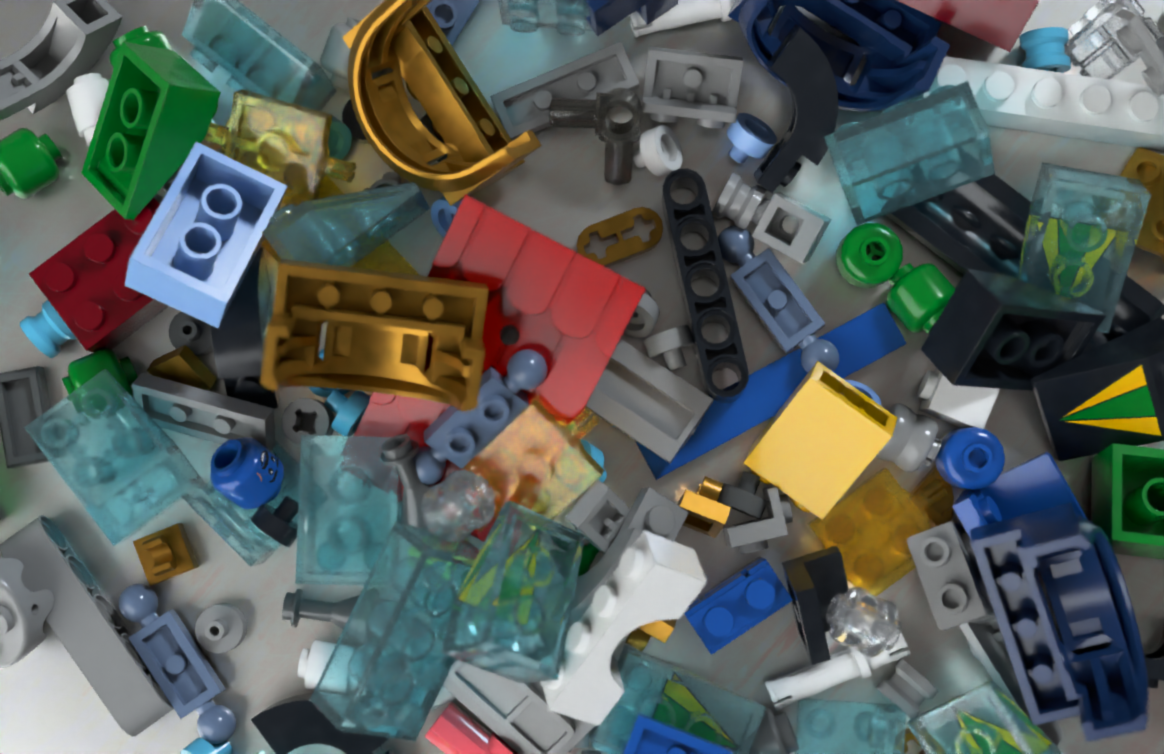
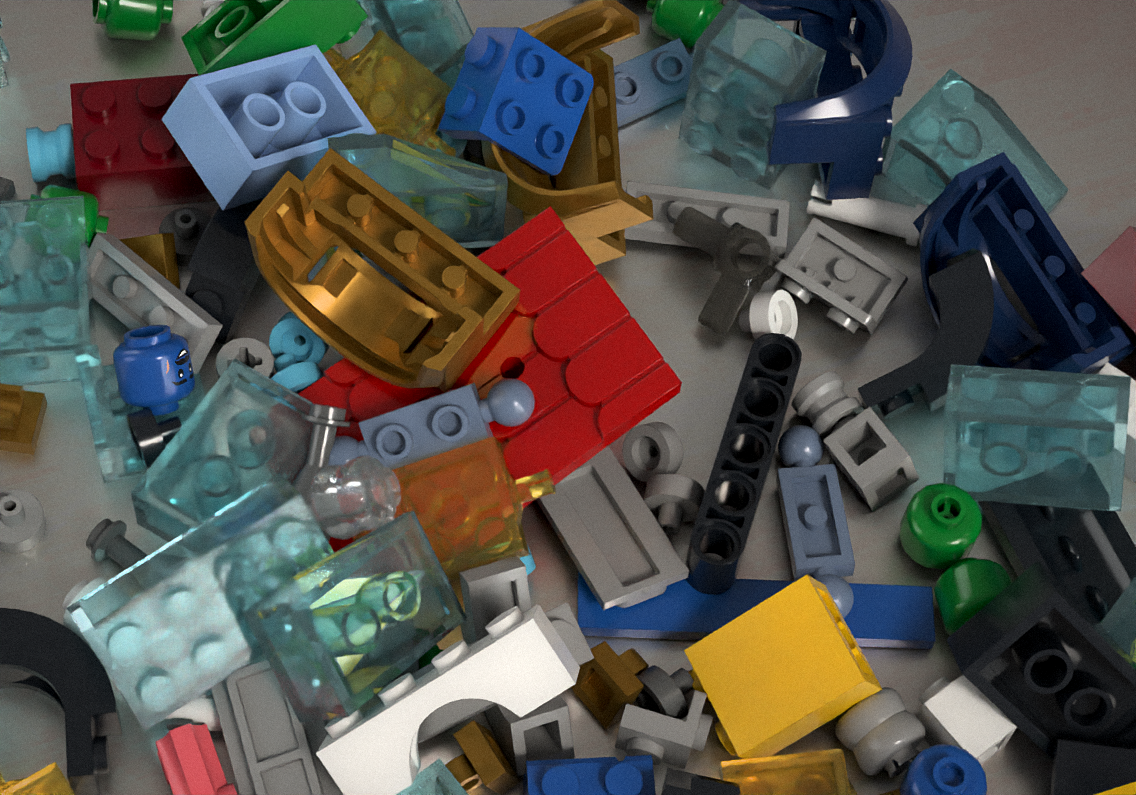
camera: 20 degrees right, 25 degrees down
(378, 99) = (518, 97): none -> blue bracket
(616, 227) = (691, 370): pearl gold beam -> none
(750, 138) = (872, 356): light blue tile -> none

